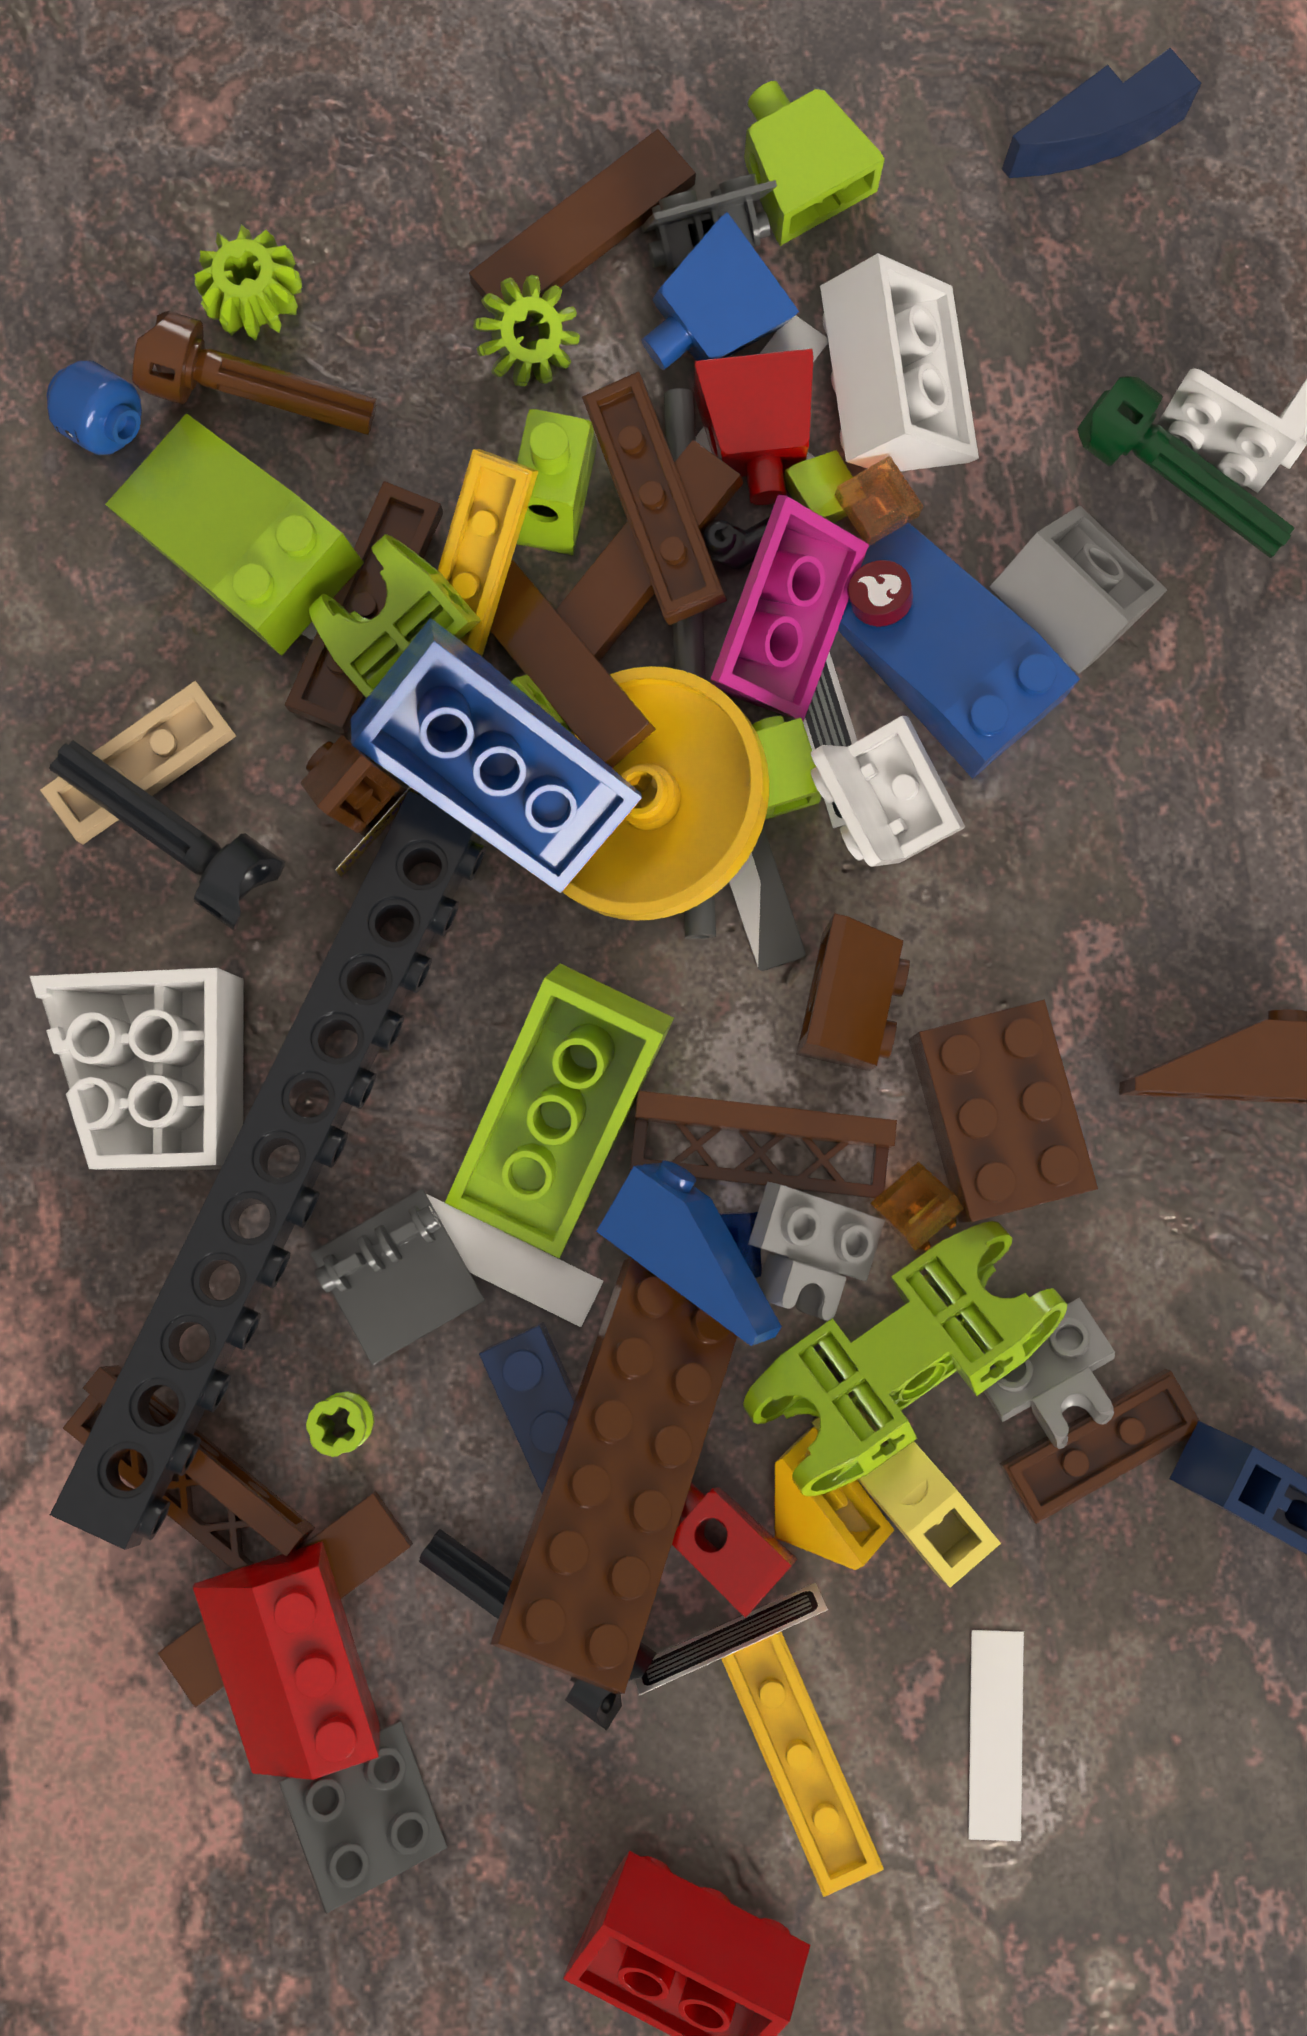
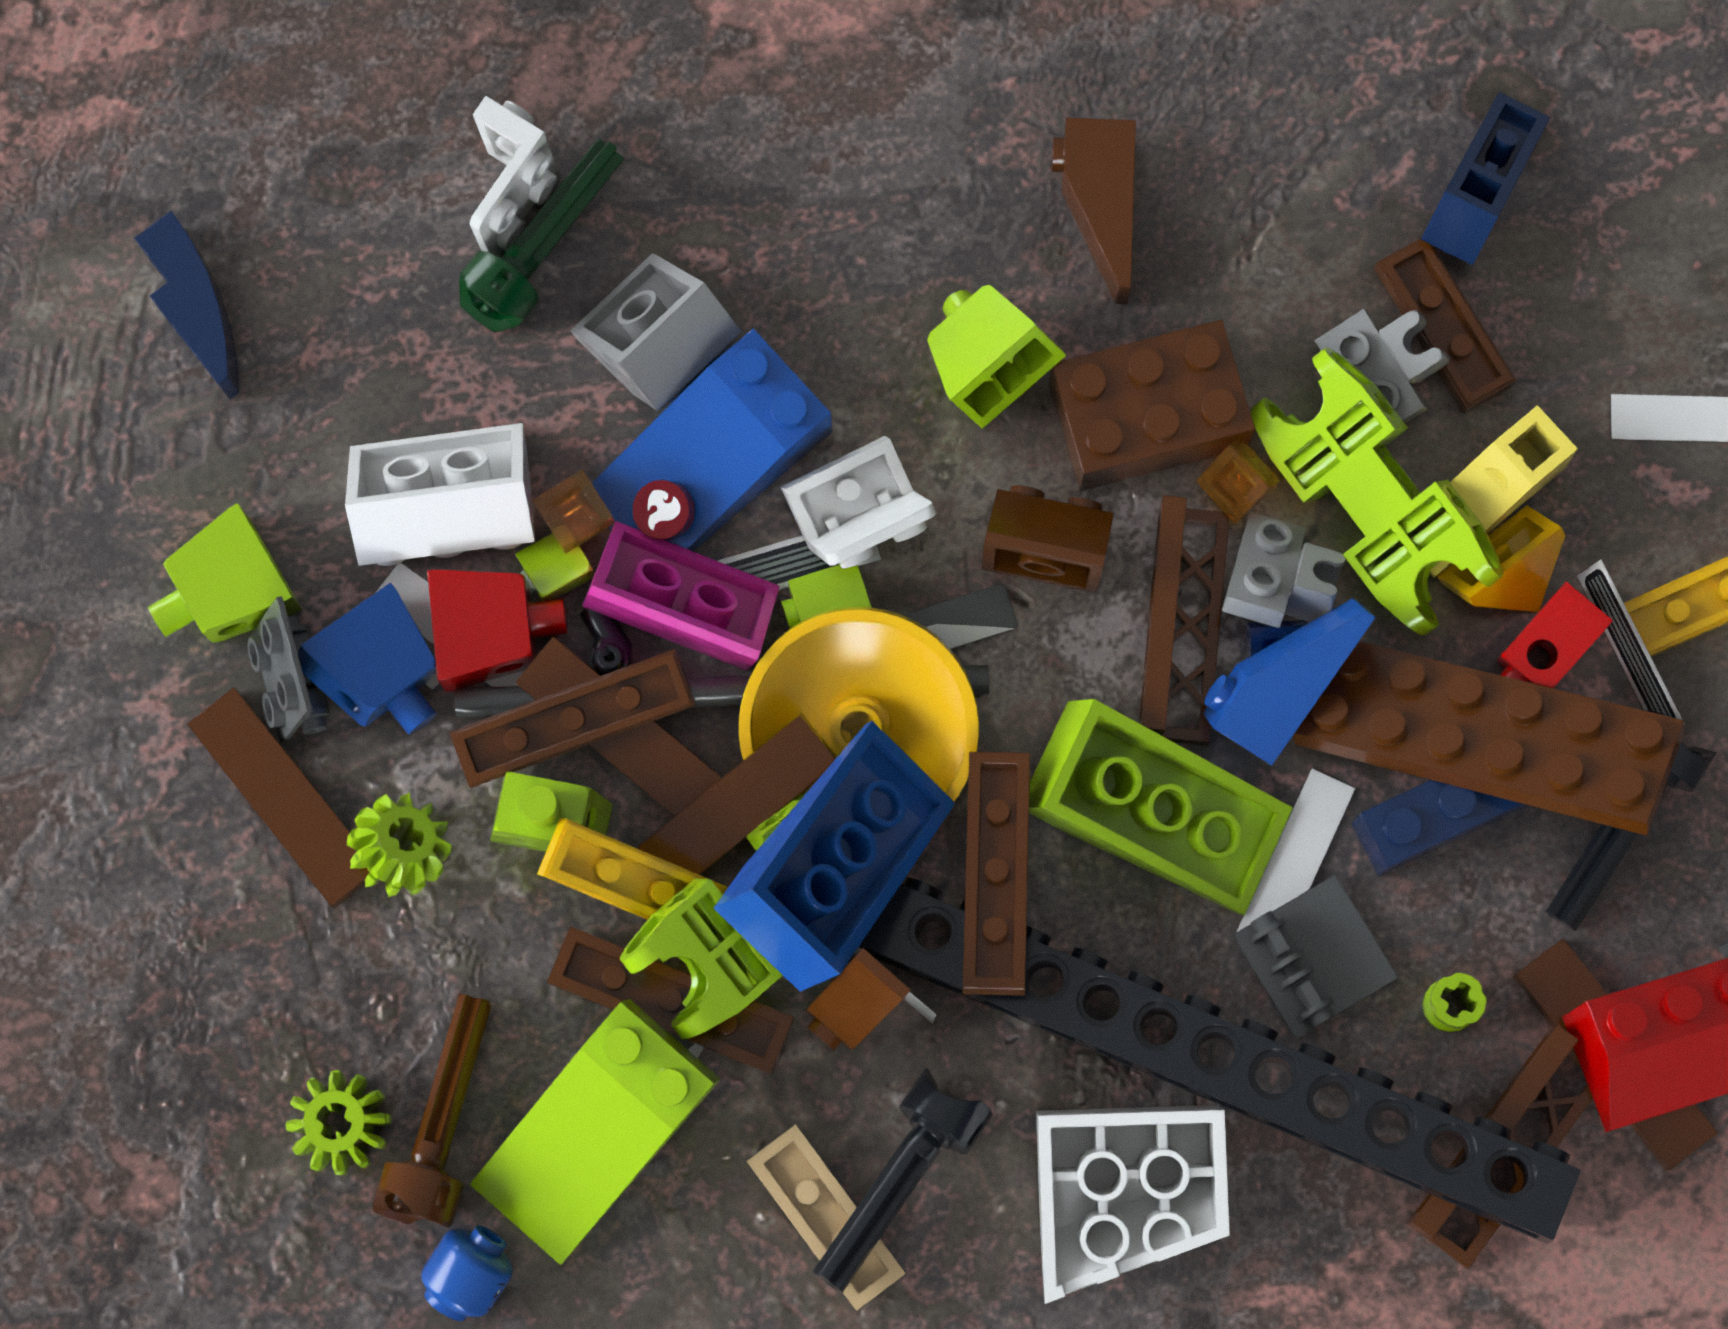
camera: 85 degrees left, 5 degrees down
(475, 927) = (996, 874): none -> reddish brown plate
(1056, 933) = (989, 352): none -> lime torso

